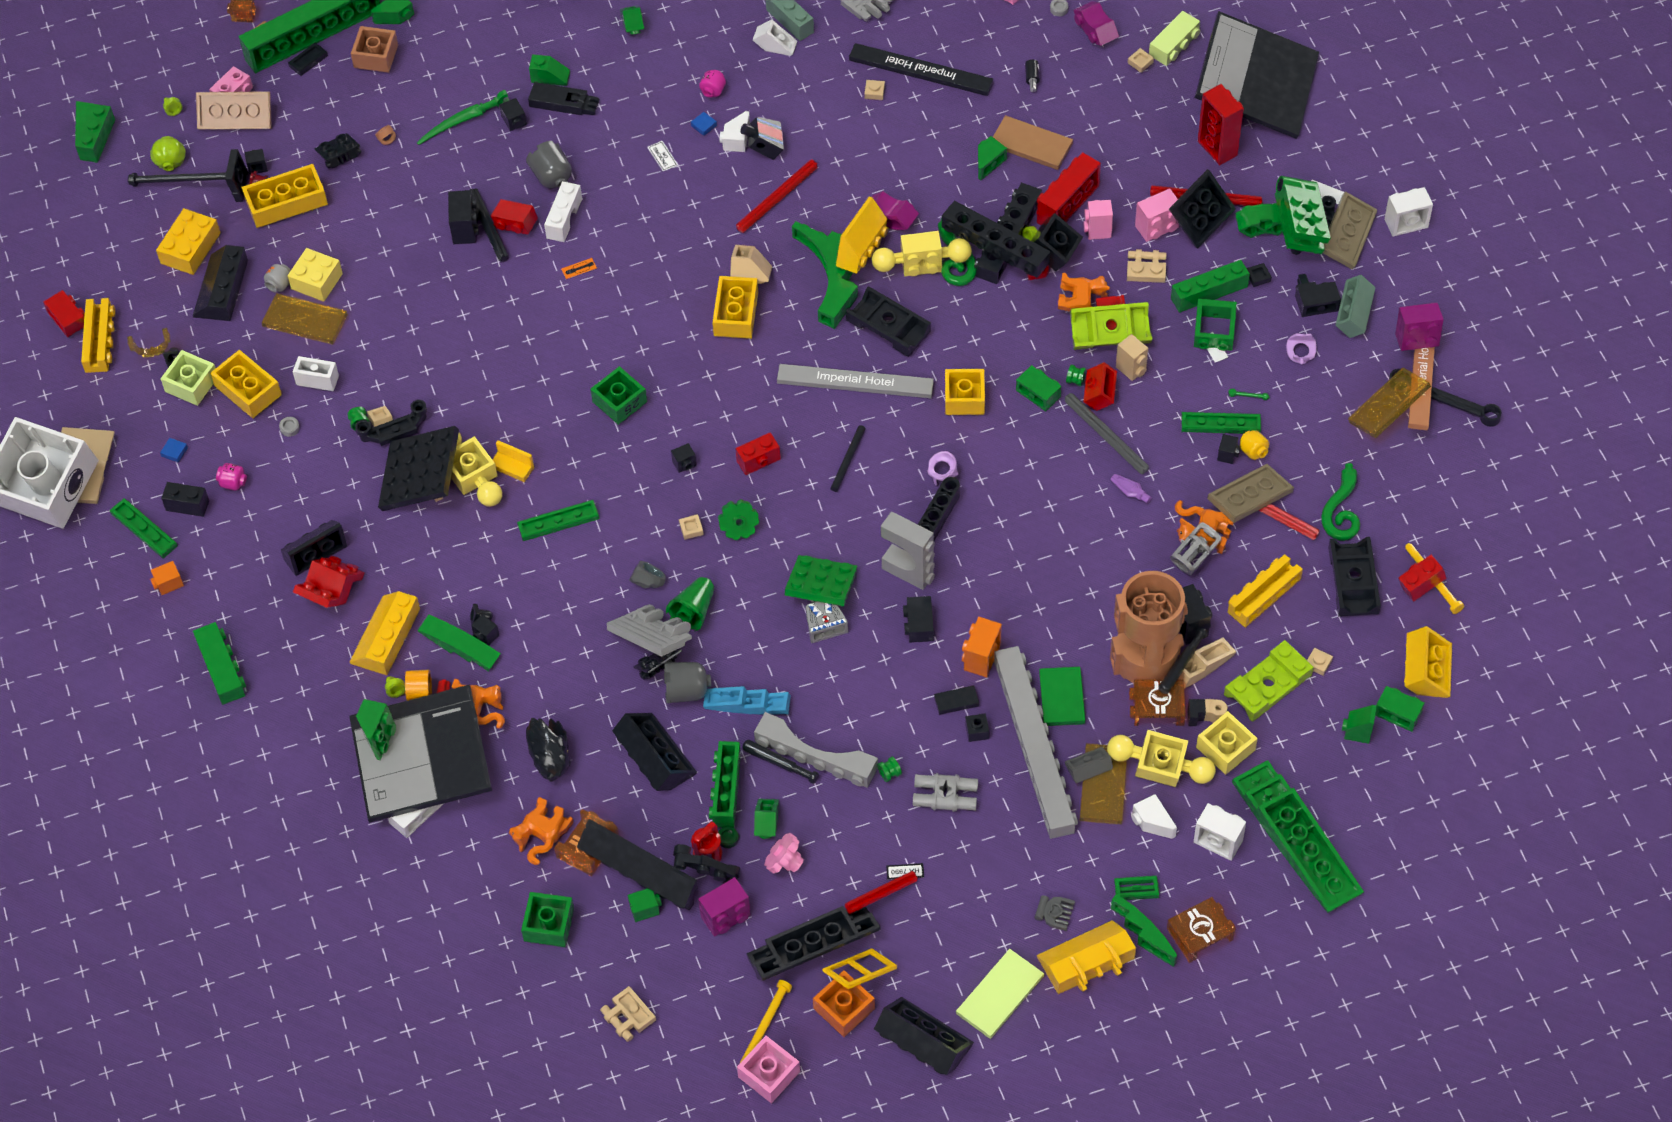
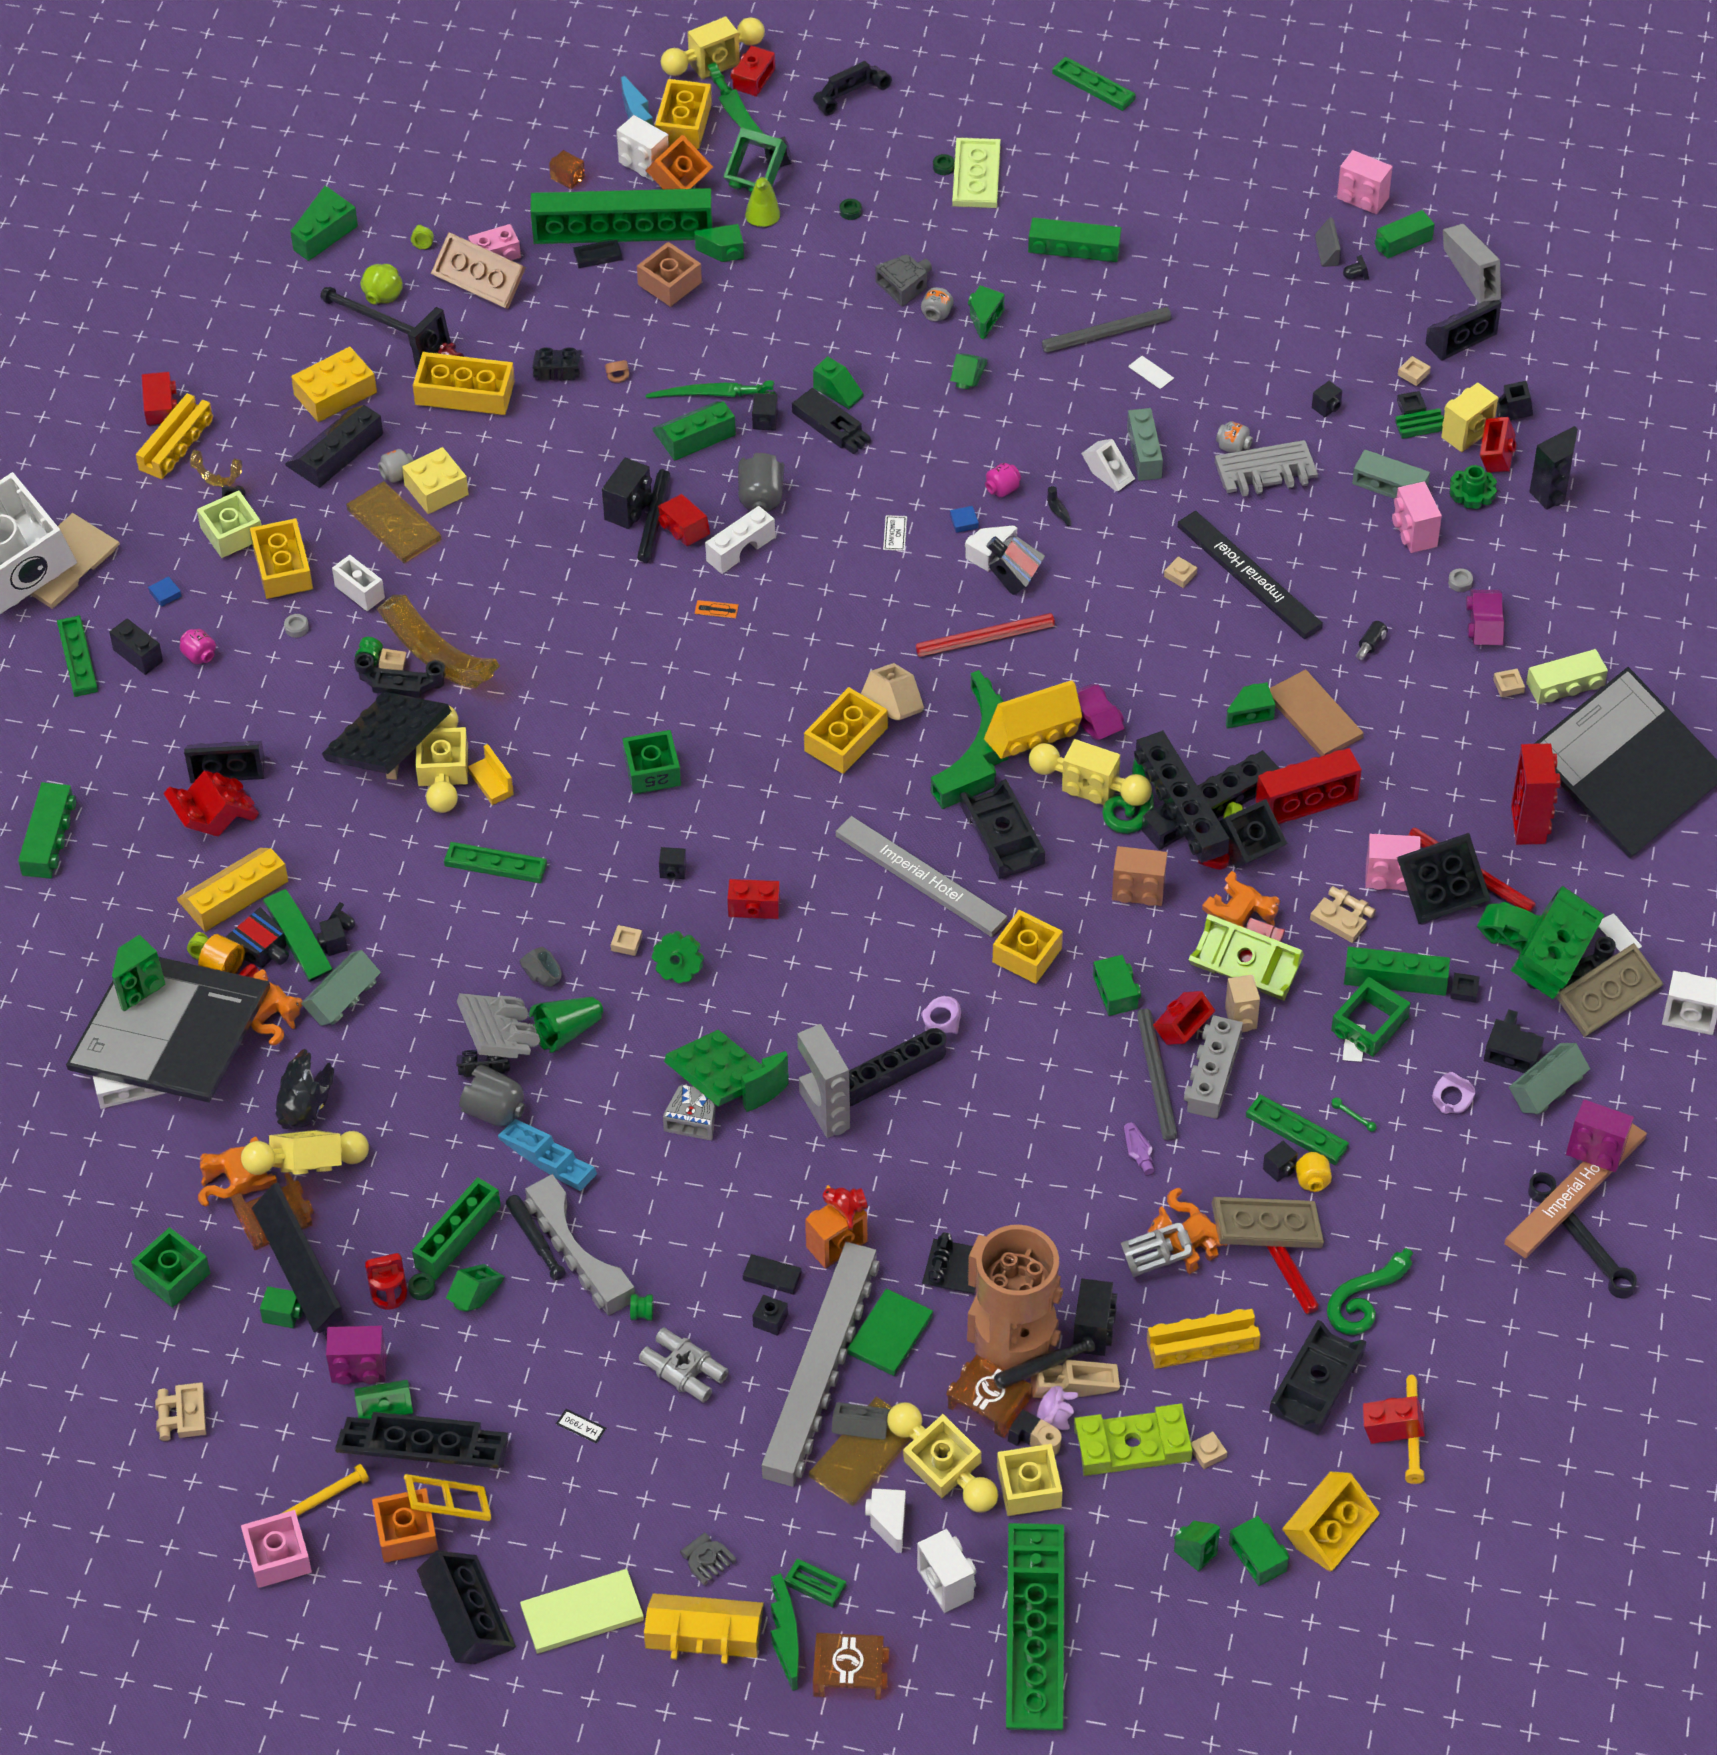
camera: 30 degrees right, 5 degrees down
(166, 578) = (59, 717): orange brick -> none
(256, 161) = (463, 334): black plate -> none
(402, 394) = (429, 646): none -> clear yellow arch
(436, 657) = (261, 939): none -> torso
(472, 149) = (696, 430): none -> green slope
(520, 662) = (341, 988): none -> sand green brick
(585, 788) = (304, 1152): none -> light yellow brick
(653, 750) = (411, 1153): black slope -> none
(704, 864) = (360, 1297): black plate -> none
(760, 85) = (1057, 506): none -> black bar
(761, 926) = (383, 1398): none -> green panel
(784, 855) = (461, 1336): bright pink plant -> none
(847, 459) = (850, 954): black bar -> none
(861, 574) = (765, 1083): none -> green slope
(881, 892) = (532, 1431): red axle -> none
(919, 619) = (795, 1165): black brick -> none
(986, 623) = (846, 1202): none -> red animal
(1004, 307) = (1139, 876): none -> nougat brick
(1070, 629) = (948, 1265): none -> black hinge
(1076, 375) = (1167, 991): green wheel -> none
(1098, 219) = (1320, 833): bright pink brick -> none
(1141, 409) = (1214, 1066): none -> light grey brick
(1204, 689) = (1054, 1410): none -> lavender piece
(1389, 402) = (1505, 1204): clear yellow tile -> none

